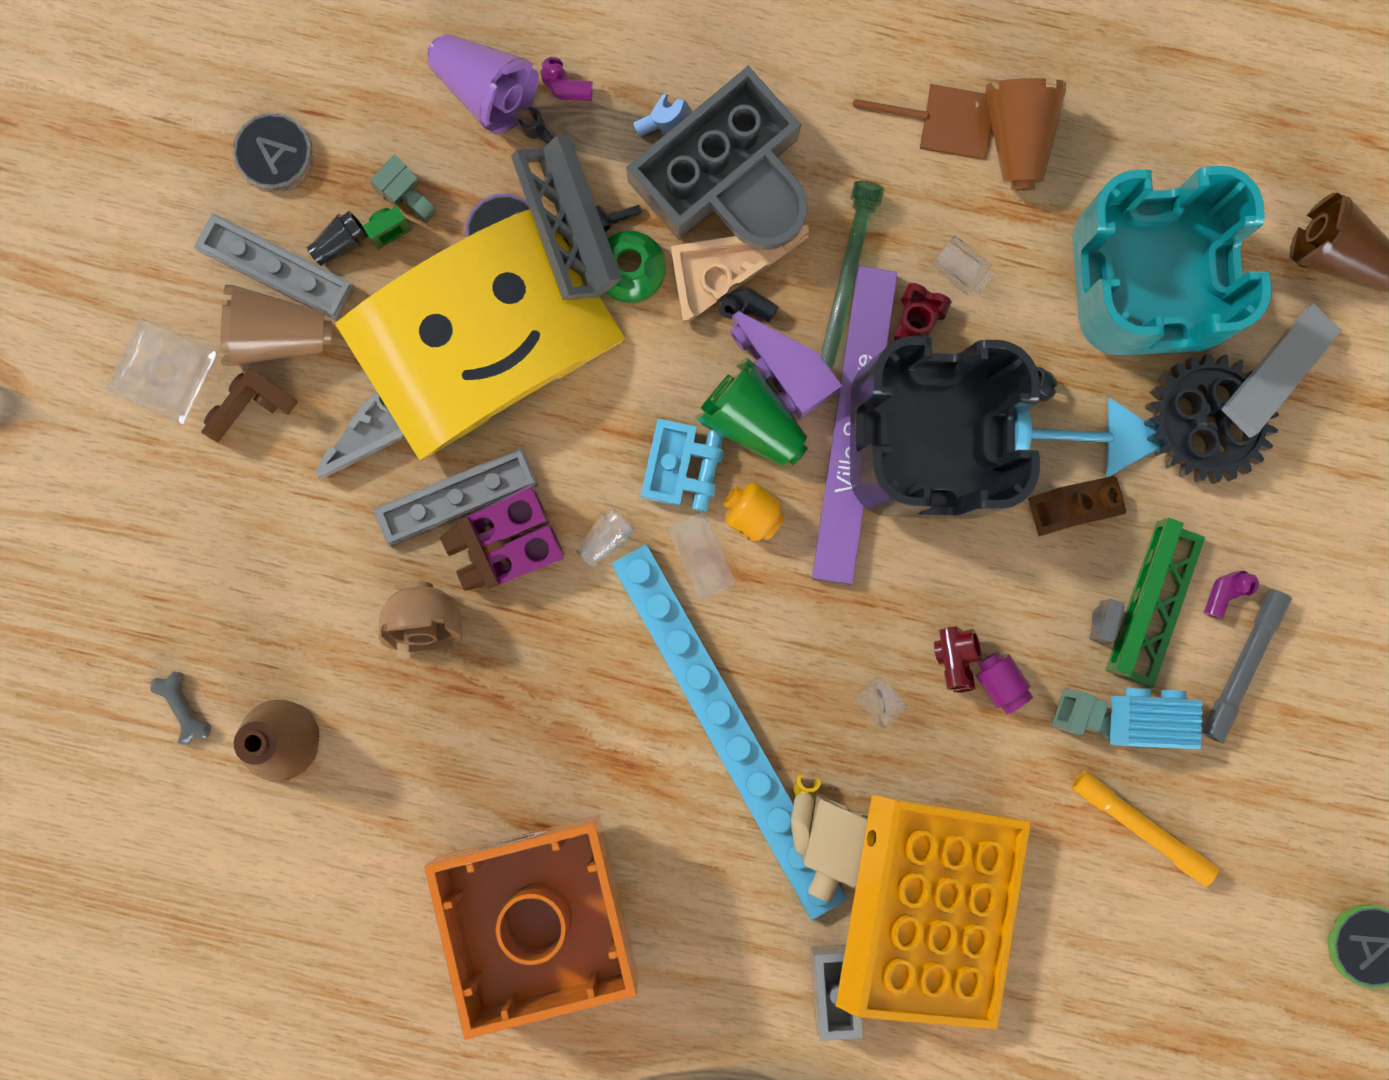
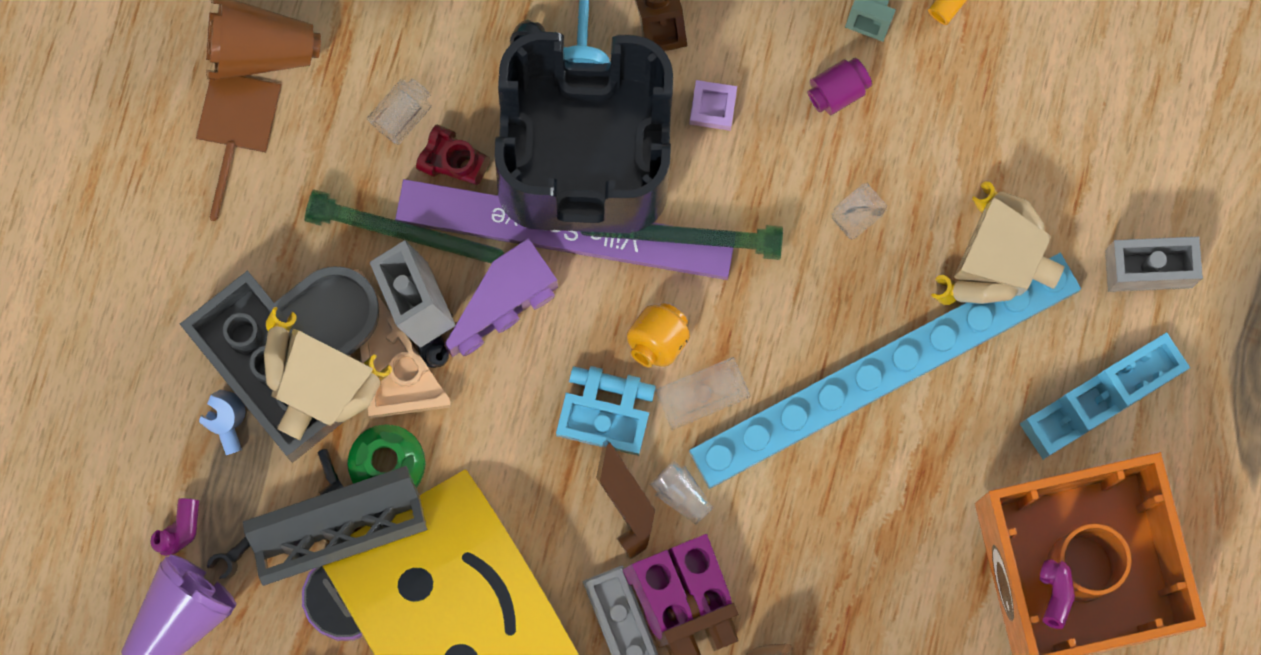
camera: 85 degrees left, 5 degrees down
(491, 895) = (1062, 594): none -> magenta arm
(597, 486) = (628, 500): none -> reddish brown piece
(696, 185) = (315, 378): none -> tan torso
(707, 943) = (1104, 395): none -> medium azure slope
(754, 416) = (556, 333): green cone -> none
(784, 278) = (412, 294): none -> light grey brick
(847, 611) = (764, 241): none -> clear green piece
(933, 914) = (1075, 162): light orange piece -> none
(956, 651) = (806, 132): dark red plate -> none
(980, 561) = (713, 105): none -> lavender plate

